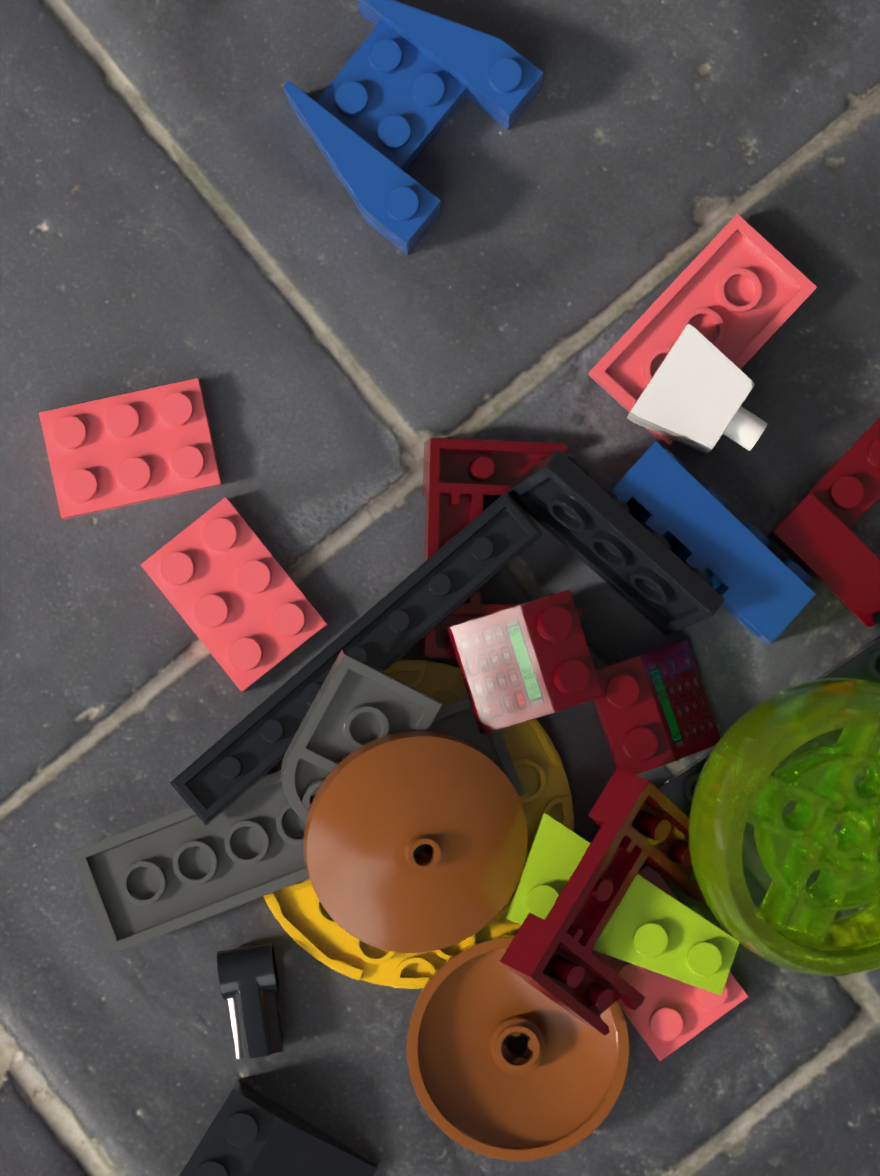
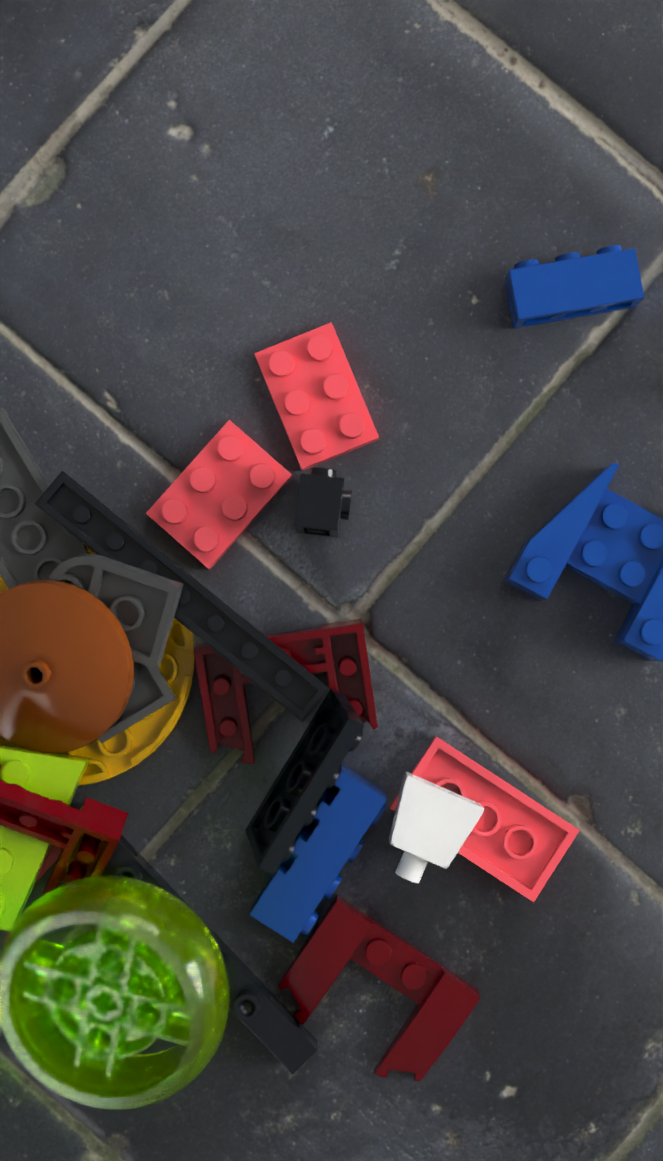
camera: 75 degrees right, 0 degrees up
(50, 98) = (573, 286): none -> blue brick
(270, 461) = (321, 503): none -> black brick
(525, 662) = (200, 727): dark red slope -> none
(654, 709) = (185, 830): dark red slope -> none

